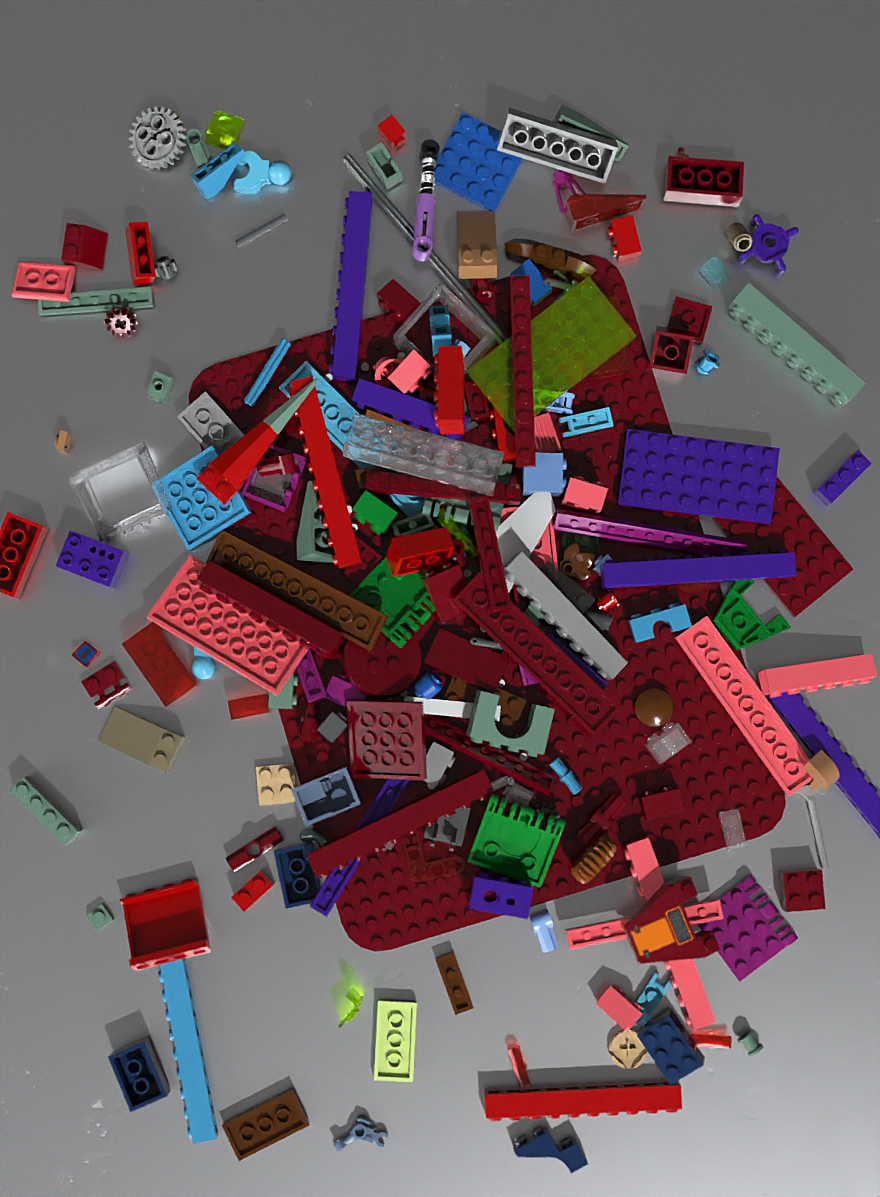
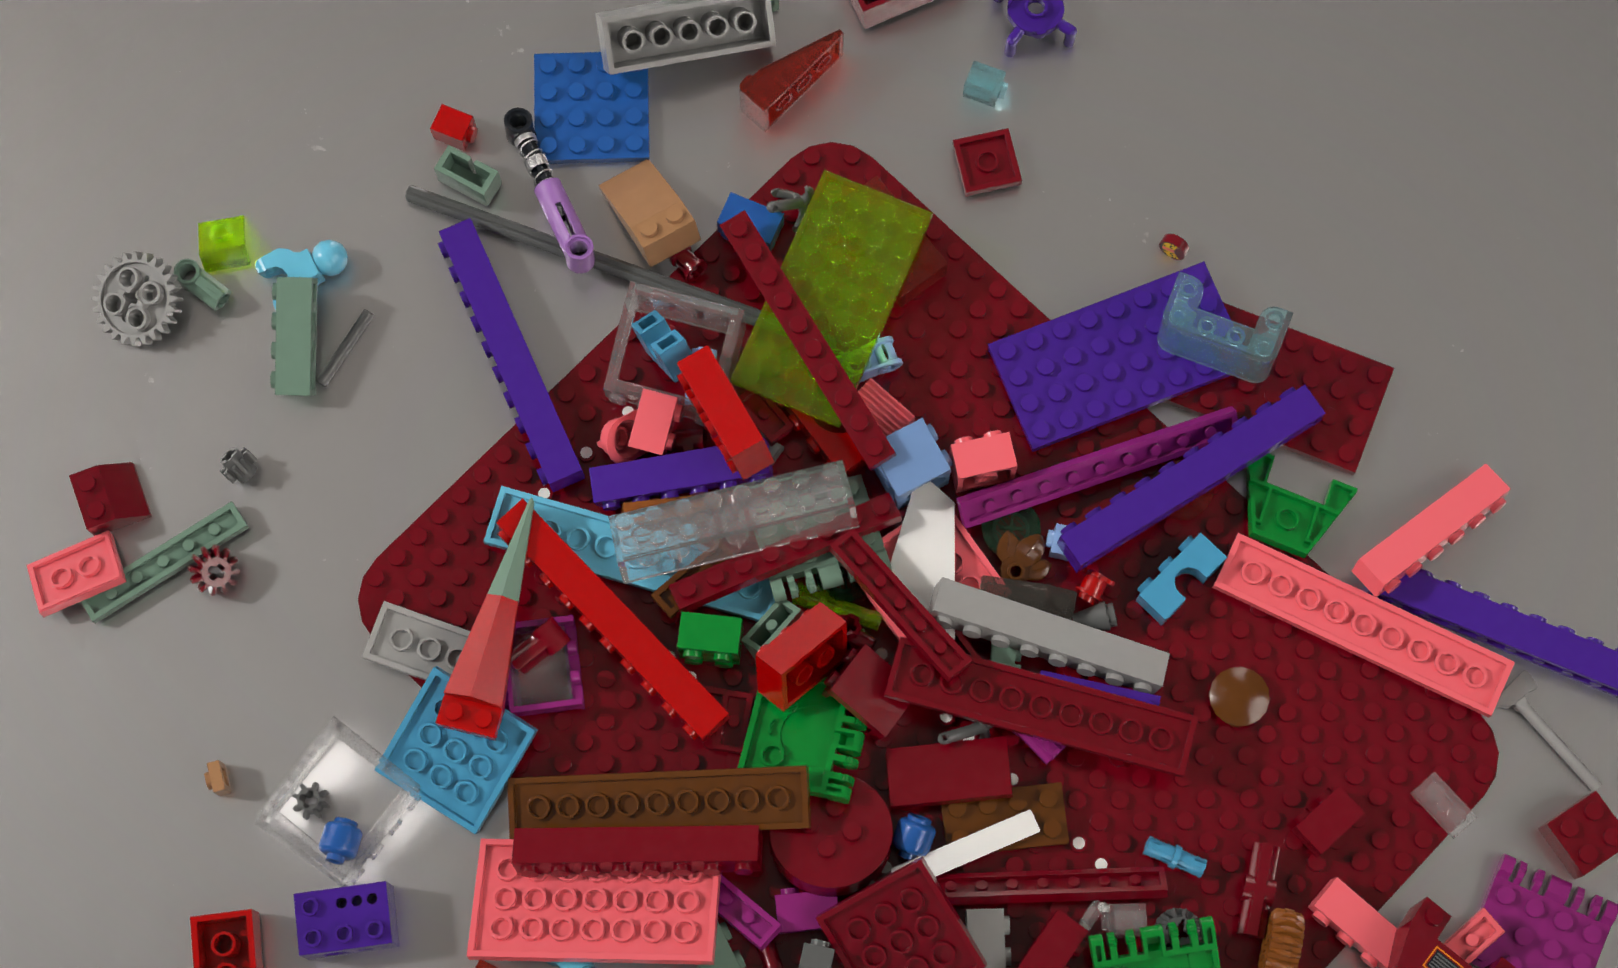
camera: 25 degrees left, 10 degrees down
(111, 478) = (312, 808): none -> dark grey gear
(112, 513) = (340, 840): none -> blue head
(140, 253) = (193, 463): red brick -> none
(167, 385) = (325, 638): sand green brick -> none
(215, 173) = (243, 300): dark azure slope -> none
(235, 209) = (295, 336): none -> sand green brick
(267, 372) = (456, 530): dark azure axle -> none
(312, 536) = (640, 717): sand green wedge -> none
(397, 301) = (583, 341): dark red brick -> none
(483, 727) = (1024, 850): sand green arch -> none
(550, 257) = (757, 177): reddish brown brick -> none
(564, 179) = (717, 70): magenta plant -> none
(587, 421) = (929, 363): medium azure hinge -> none
(624, 238) = (841, 102): red brick -> none
(667, 742) = (1286, 733): clear brick -> none
(671, 349) = (987, 210): dark red brick -> none
(707, 362) = (1043, 203): dark azure brick -> none
(739, 237) = (991, 21): dark tan head -> none
(756, 499) = (1217, 340): none -> clear light blue windscreen
(768, 429) = (1174, 246): none -> dark red tile
(795, 345) = (1147, 119): sand green brick -> none
(822, 770) = (1516, 654): medium nougat brick -> none
(842, 478) = (1308, 257): dark purple brick -> none

